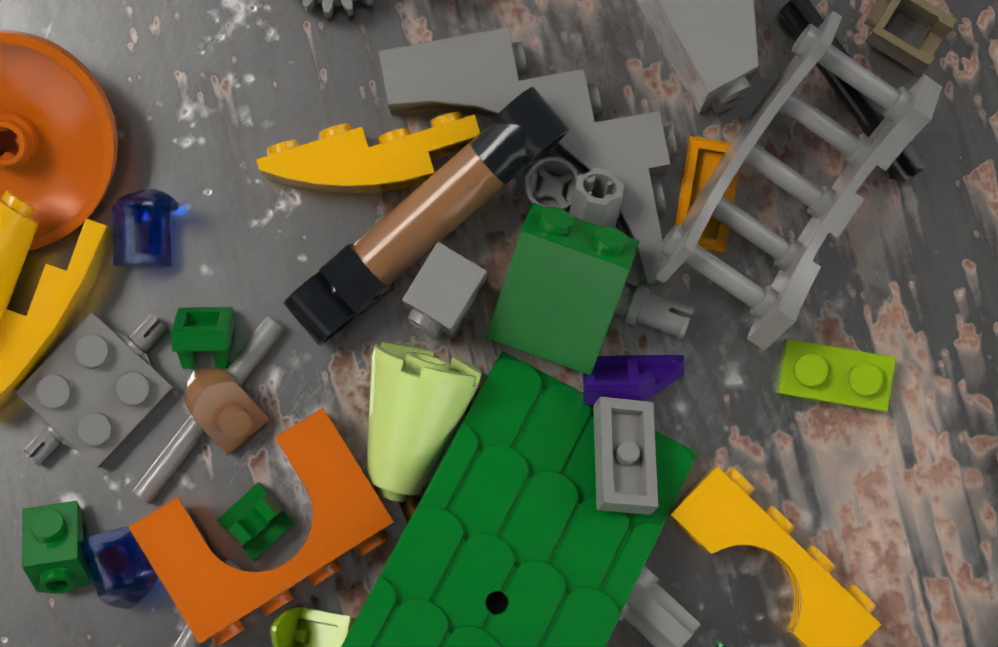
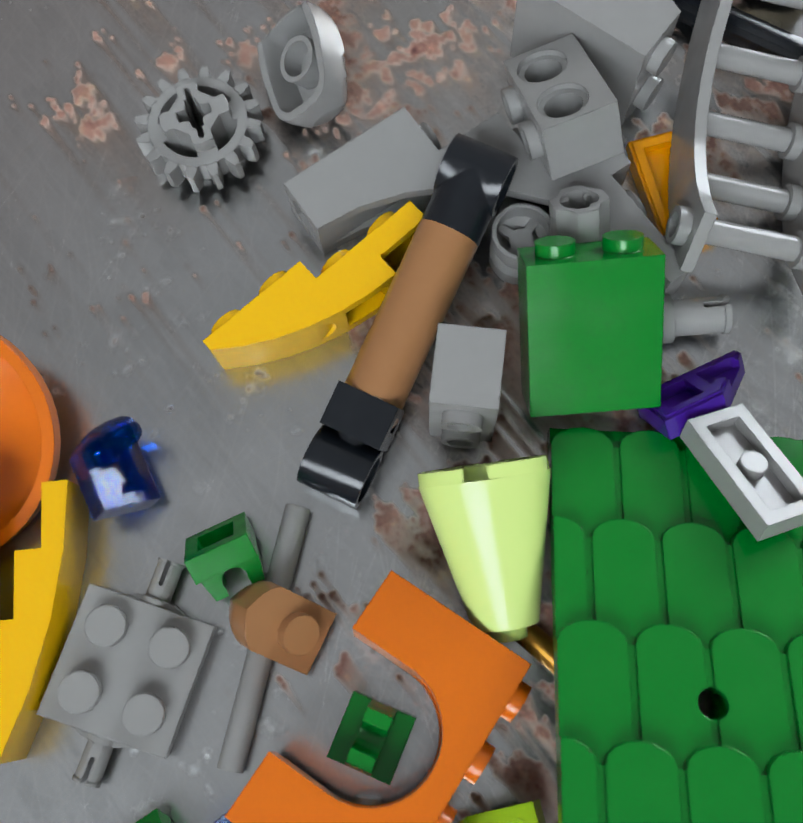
camera: 20 degrees left, 10 degrees down
(635, 95) = (562, 107): none -> light grey brick

